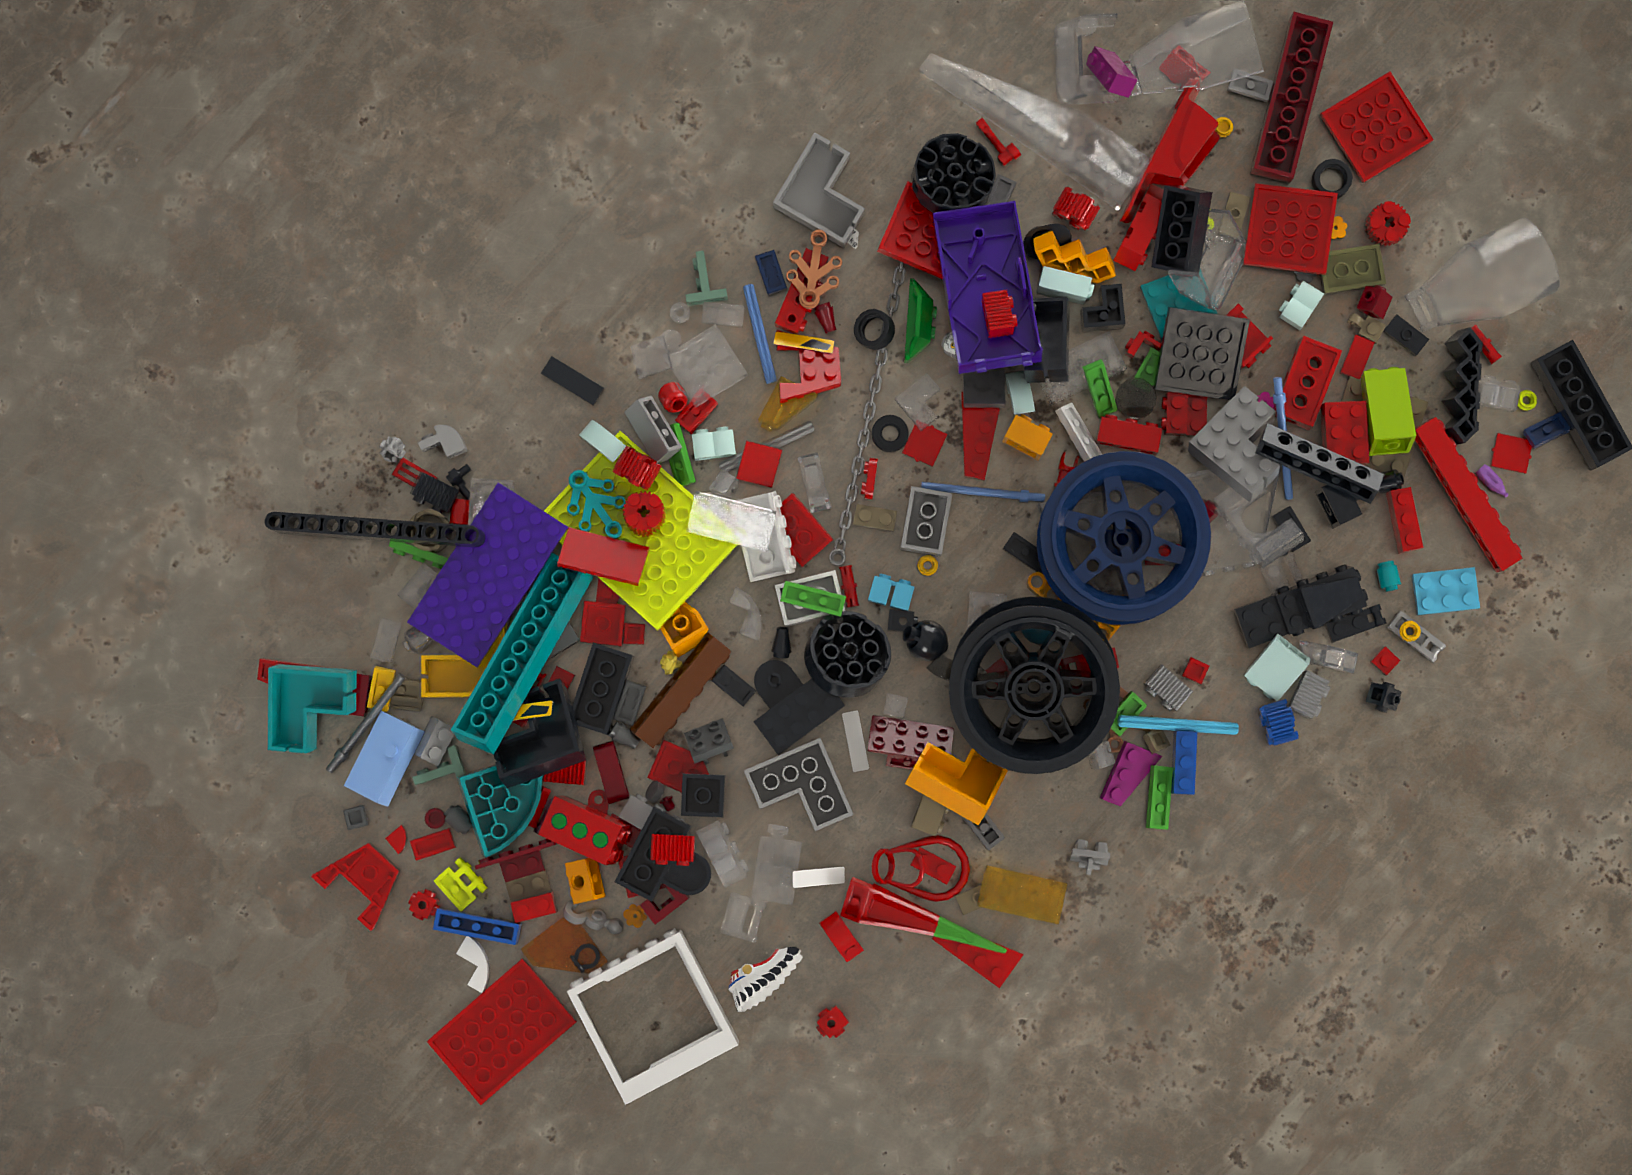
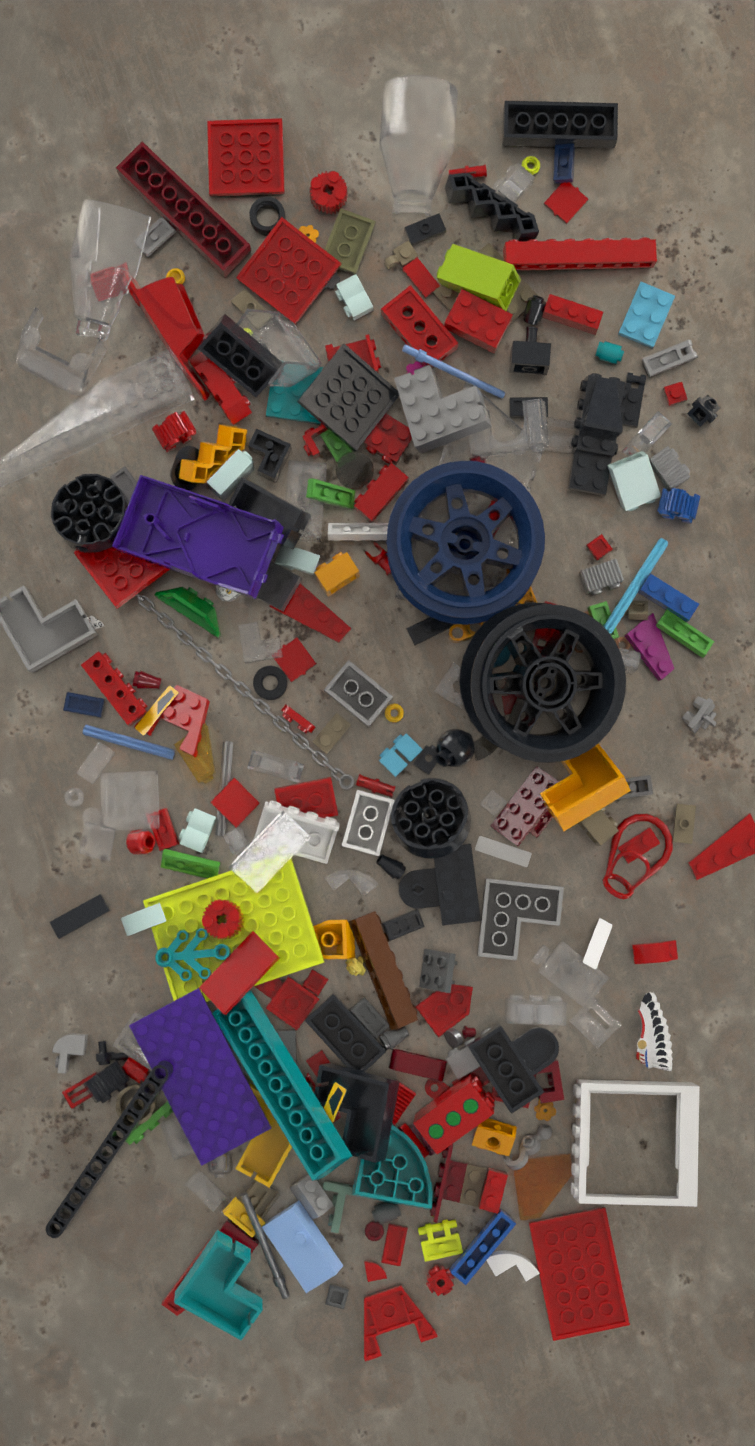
camera: 60 degrees left, 0 degrees up
(392, 449) = (51, 1096): light grey gear -> none
(574, 958) = (553, 1180): black piece -> none
(636, 467) = (182, 903): red brick -> none
(653, 429) = (157, 873): light grey brick -> none
(672, 848) = (511, 1051): red brick -> none
(703, 284) = (61, 765): sand green bracket -> none
(703, 795) = (480, 1000): black brick -> none
(813, 273) = (105, 671): nougat plant -> none
(813, 598) = (370, 820): bright green plate -> none
(832, 1014) = (715, 993): red brick -> none
(860, 325) = (191, 642): black tyre -> none
(880, 907) = (652, 904): red plate -> none
(998, 313) = (225, 539): red brick -> none
(1006, 153) = (97, 460): red brick -> none
(1022, 495) = (381, 604): medium blue bar -> none
(1022, 894) = (702, 787): clear yellow plate -> none
(1111, 71) = (80, 338): magenta brick -> none
(1319, 463) = (492, 353): black brick -> none
(1374, 301) = (385, 238): dark red brick -> none
(1416, 631) = (666, 355): yellow plate -> none
(1491, 480) = (578, 229): medium lavender piece -> none

